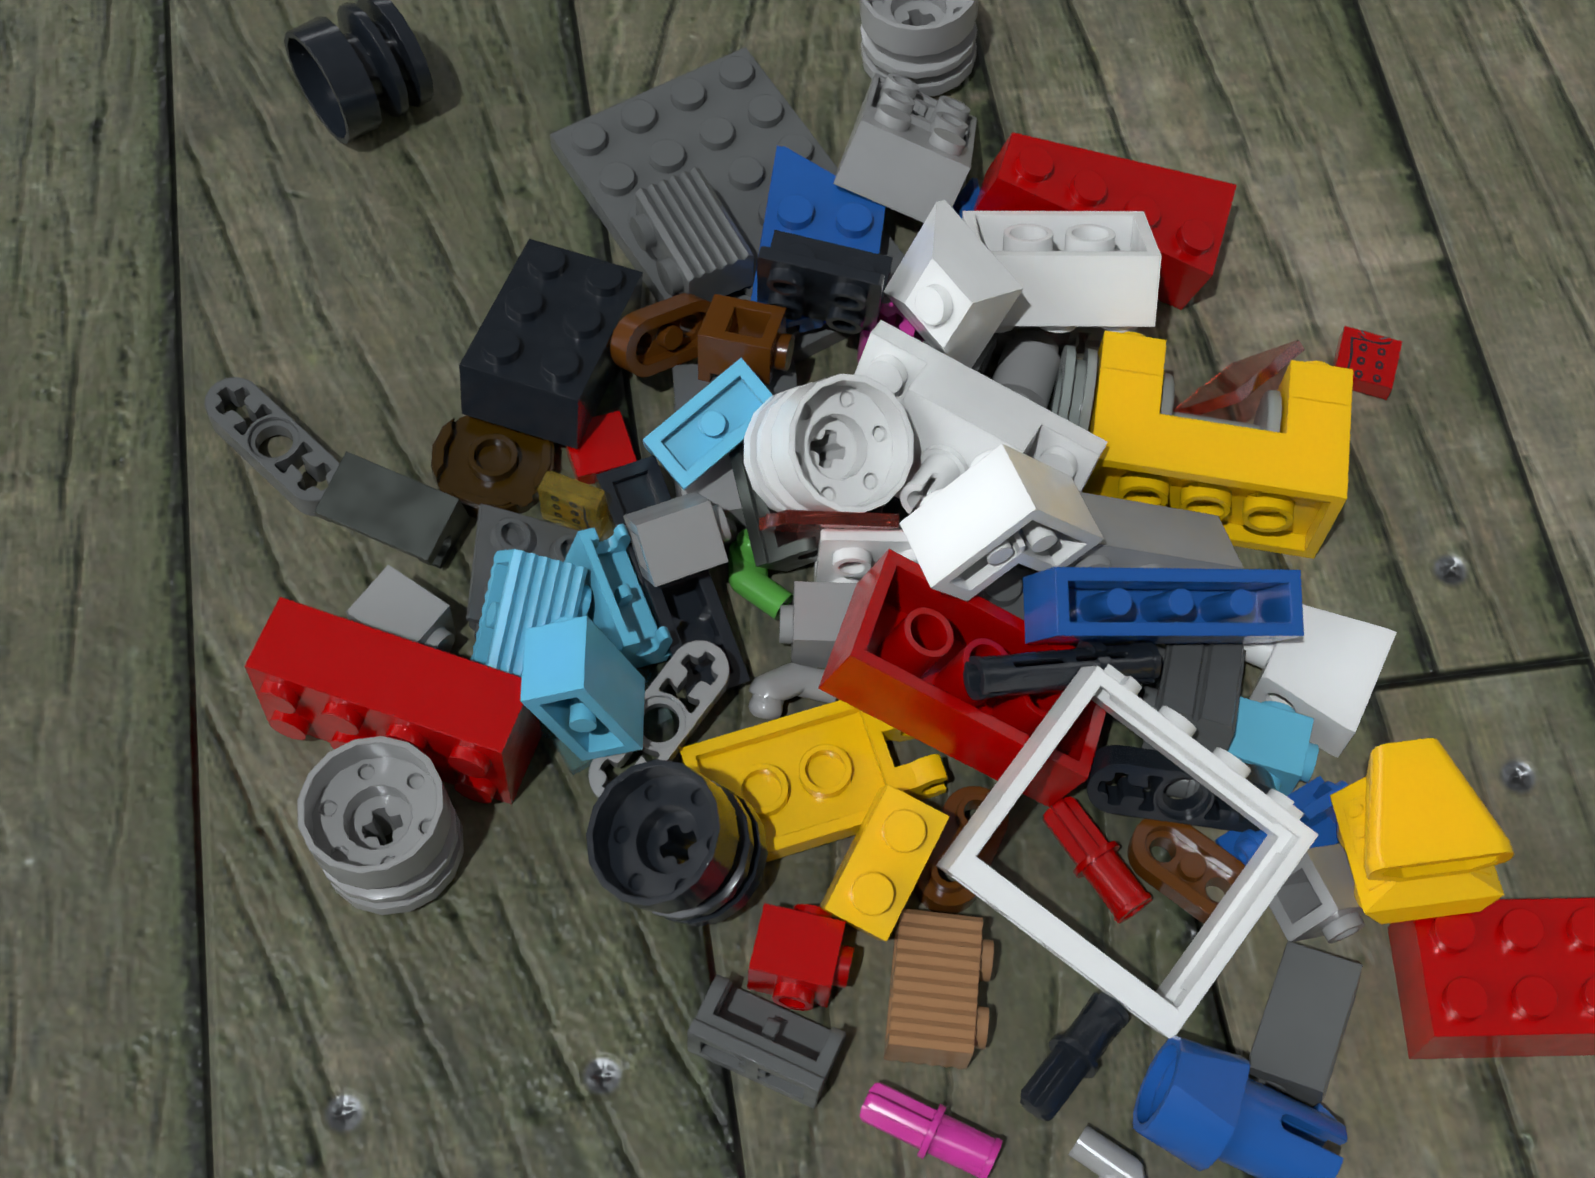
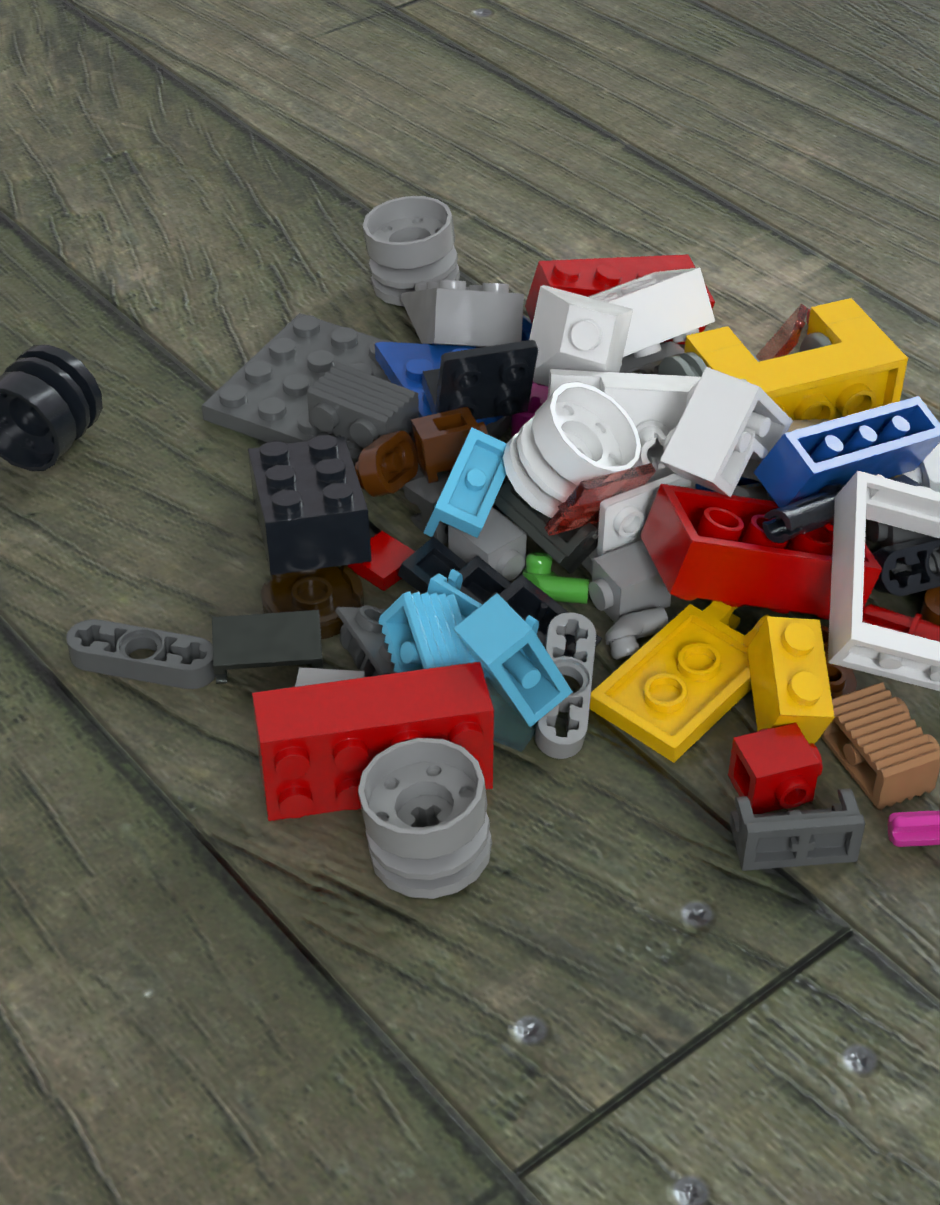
camera: 25 degrees left, 20 degrees down
(572, 503) = (392, 582): clear yellow tile -> none
(676, 843) = (648, 725): black wheel -> none
(678, 537) = (497, 561): light grey brick -> none

